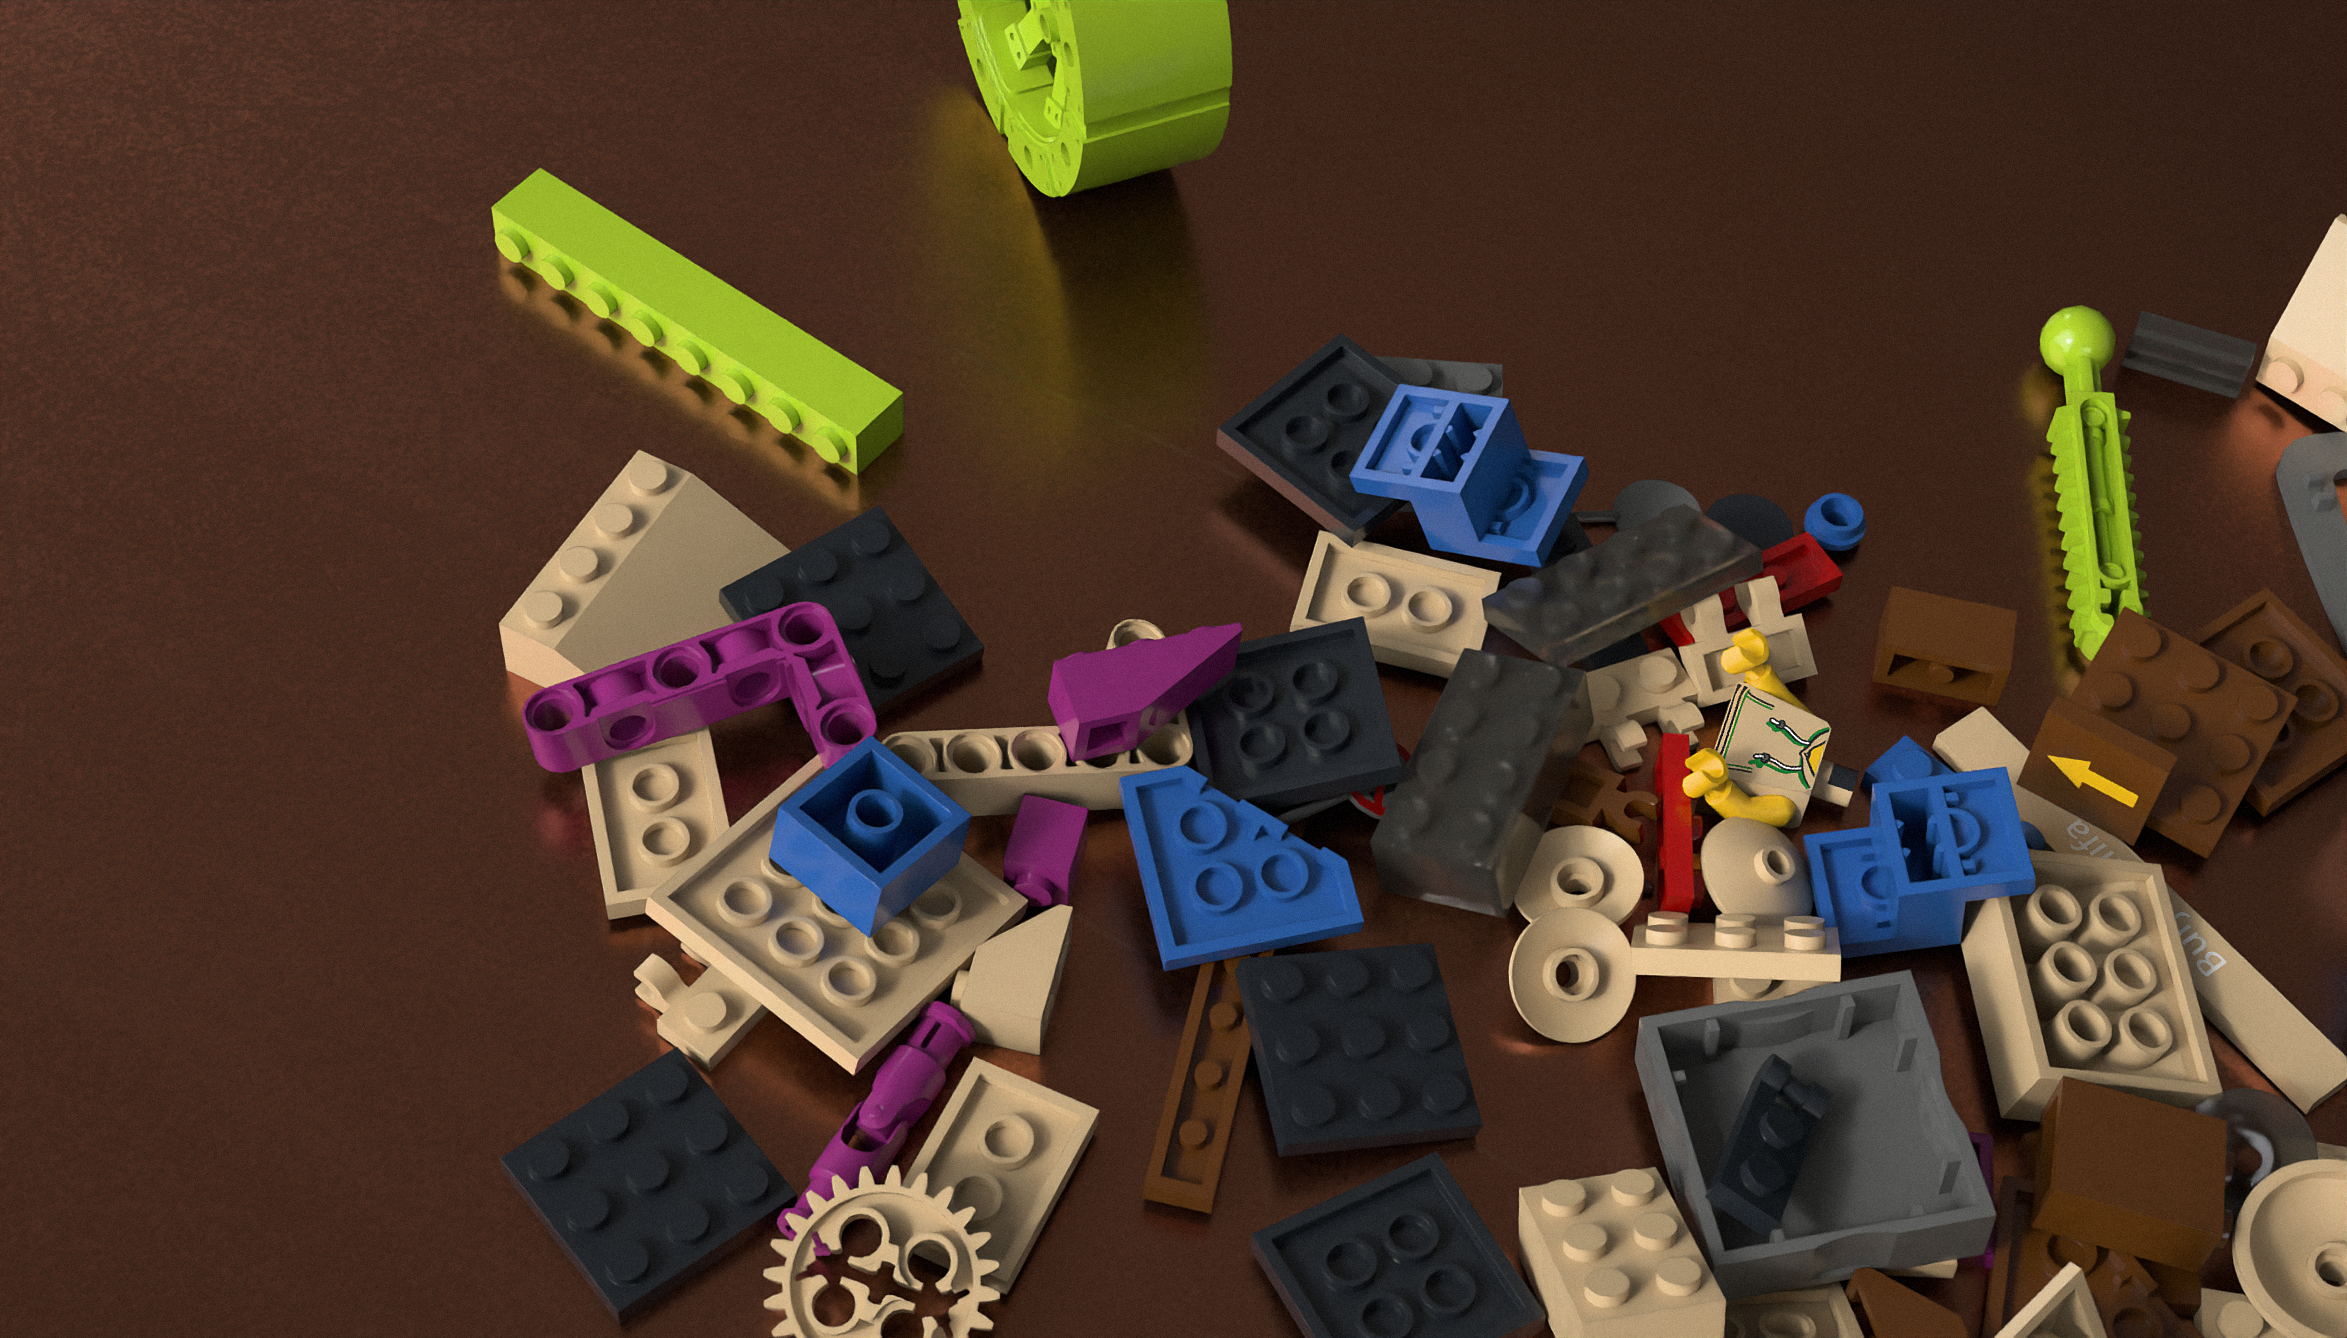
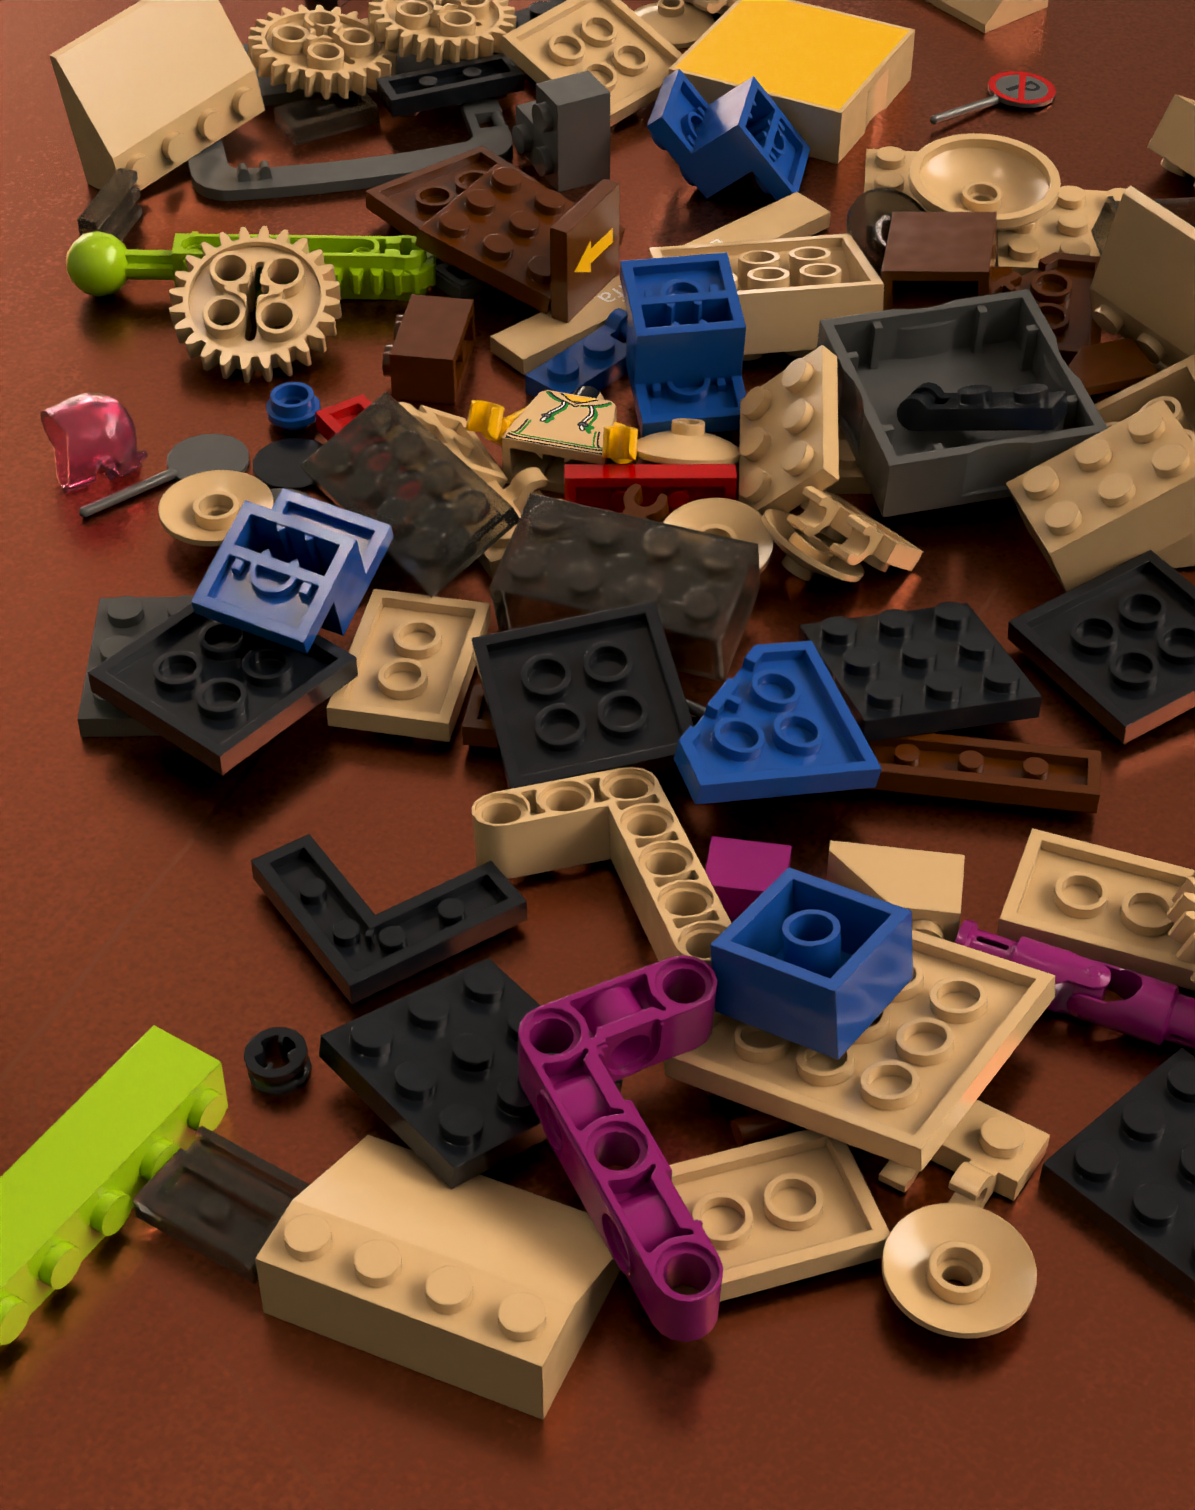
camera: 90 degrees left, 10 degrees down
(559, 930) = (963, 1246): none -> tan dish
(744, 454) = (218, 1201): none -> clear smoke plate
(901, 489) = (272, 1043): none -> black bush
(1012, 553) = (378, 950): none -> black plate
(1128, 692) = (602, 777): magenta slope -> none
(1601, 1036) = (866, 537): none -> tan plate
(1639, 449) = (206, 503): none -> tan dish
(1739, 339) = (89, 435): none -> clear pink helmet
(1743, 454) = (186, 458): none -> dark grey piece
(1998, 474) = (209, 299): none -> tan gear

